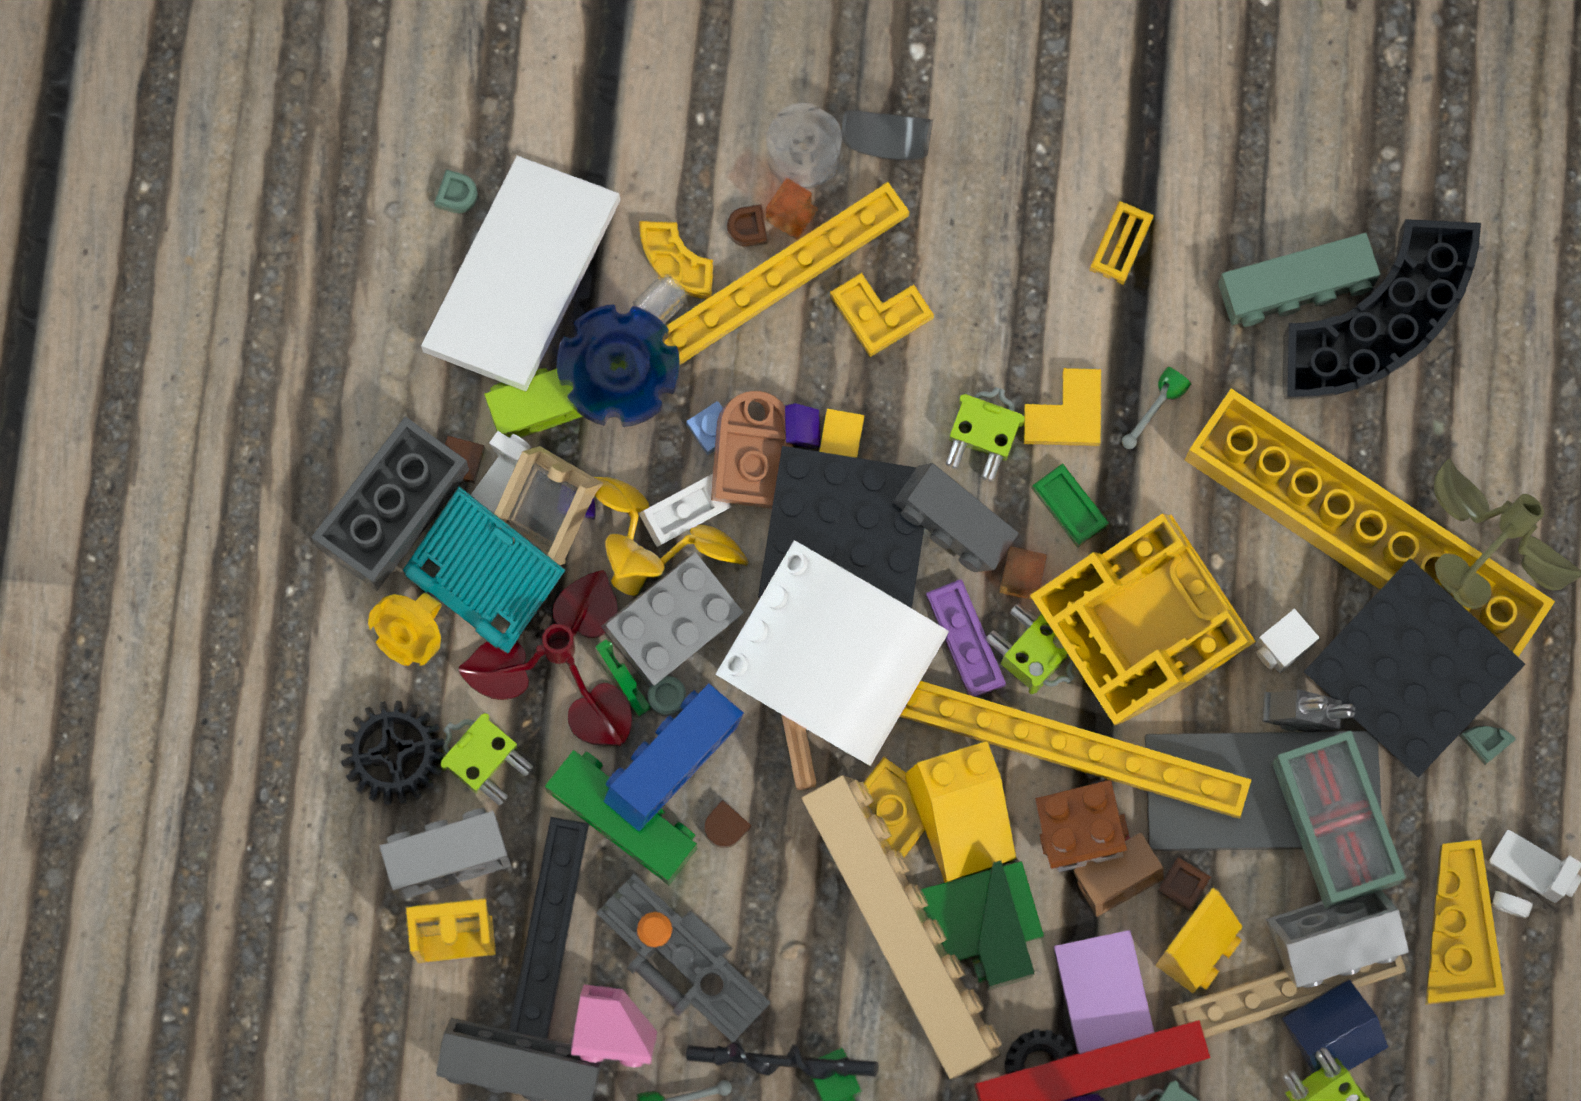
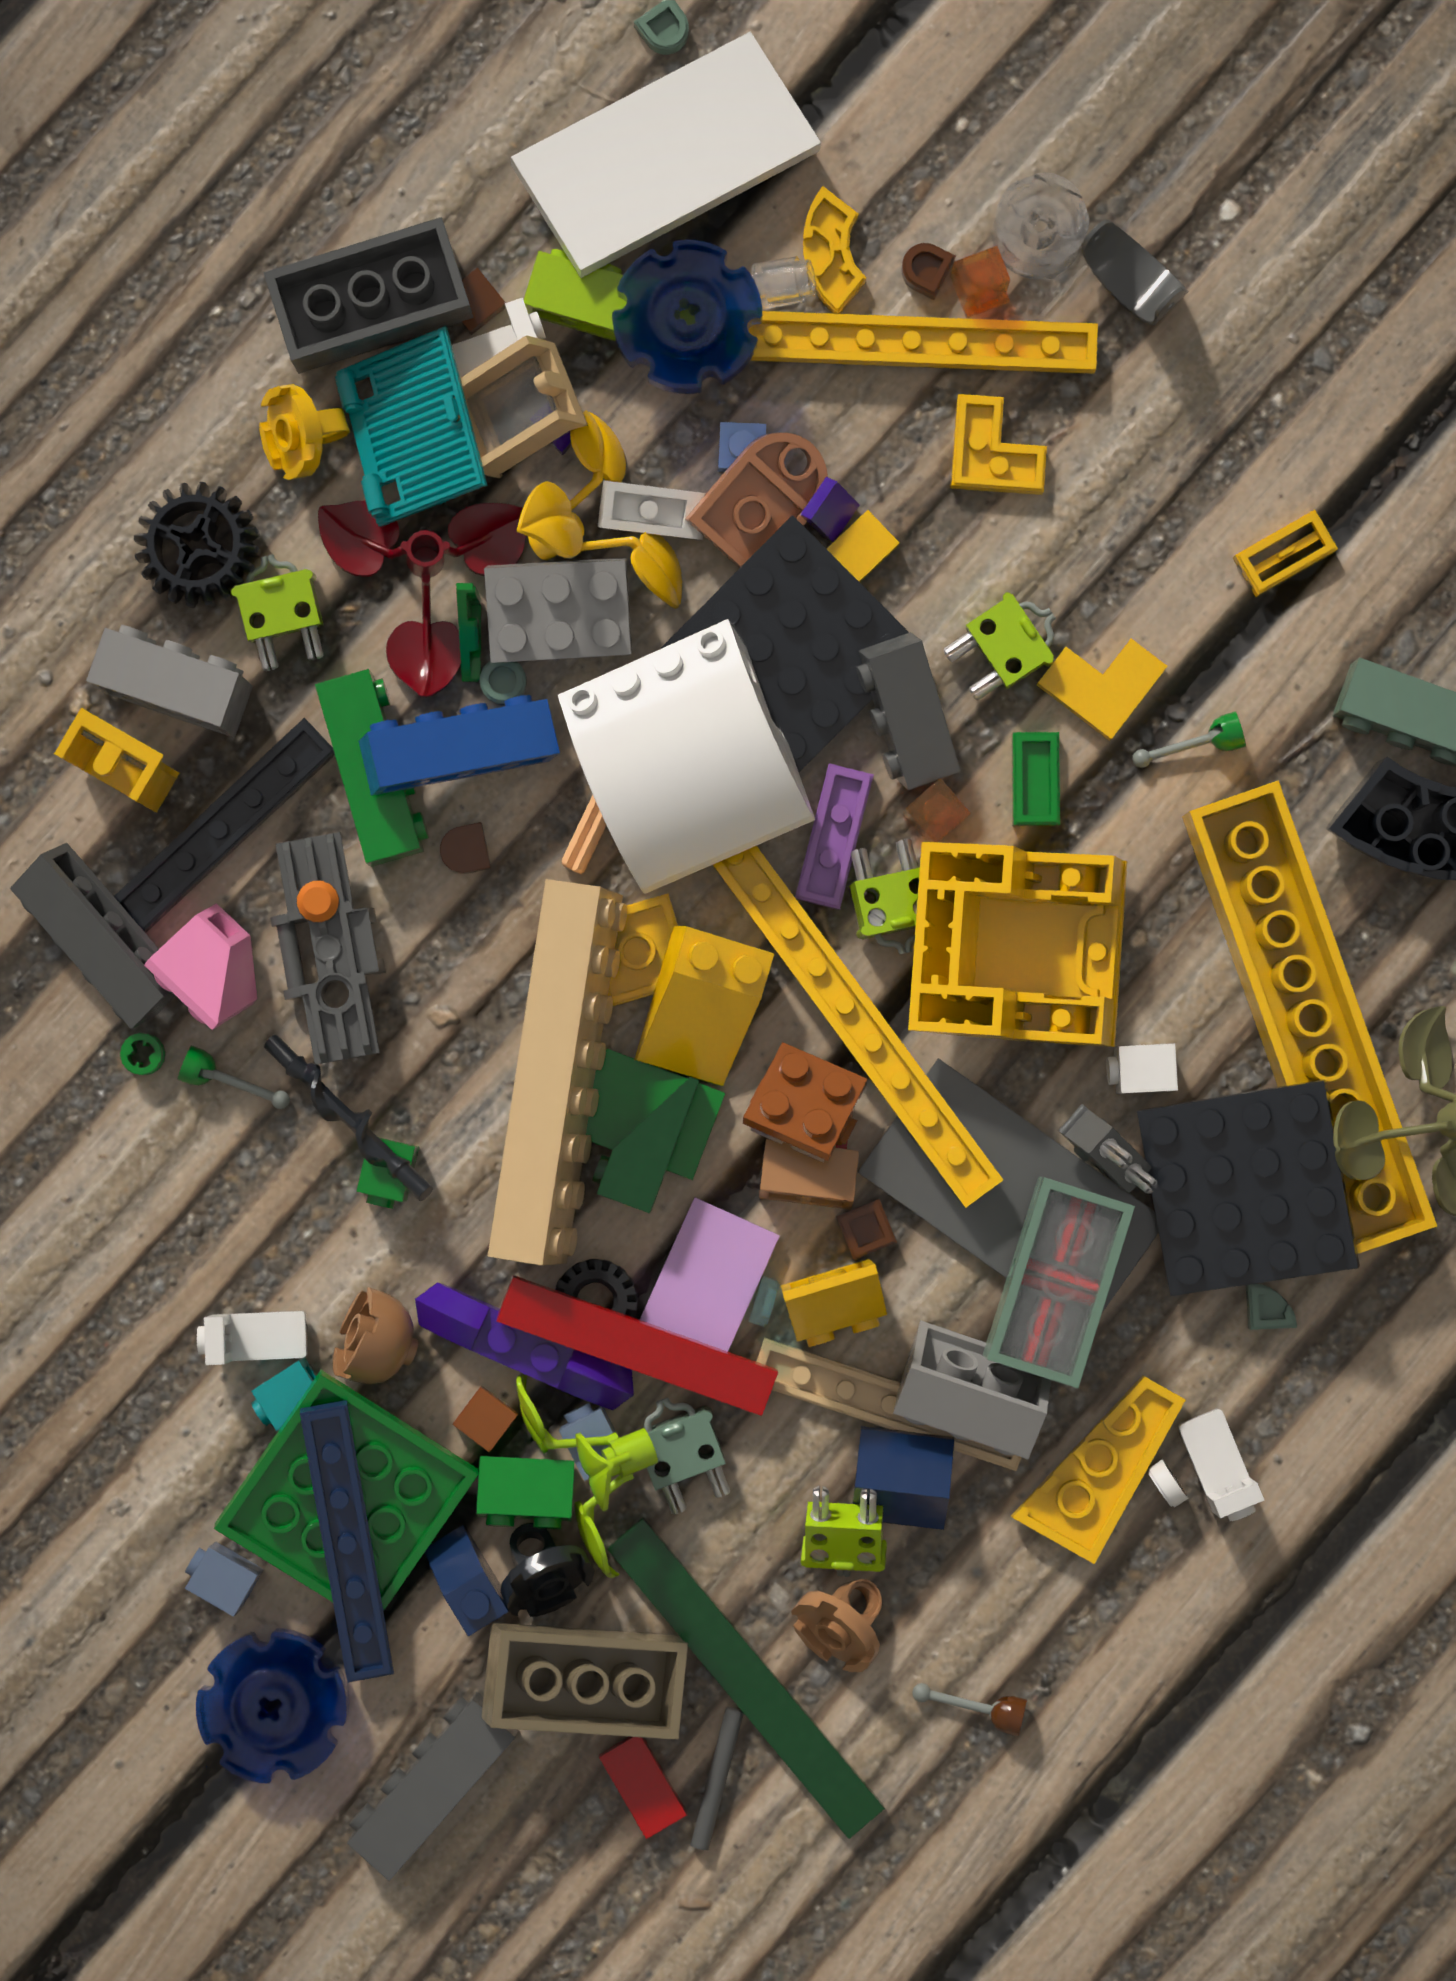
camera: 40 degrees right, 10 degrees up
(1153, 980) = (764, 1301): none -> clear light blue tile

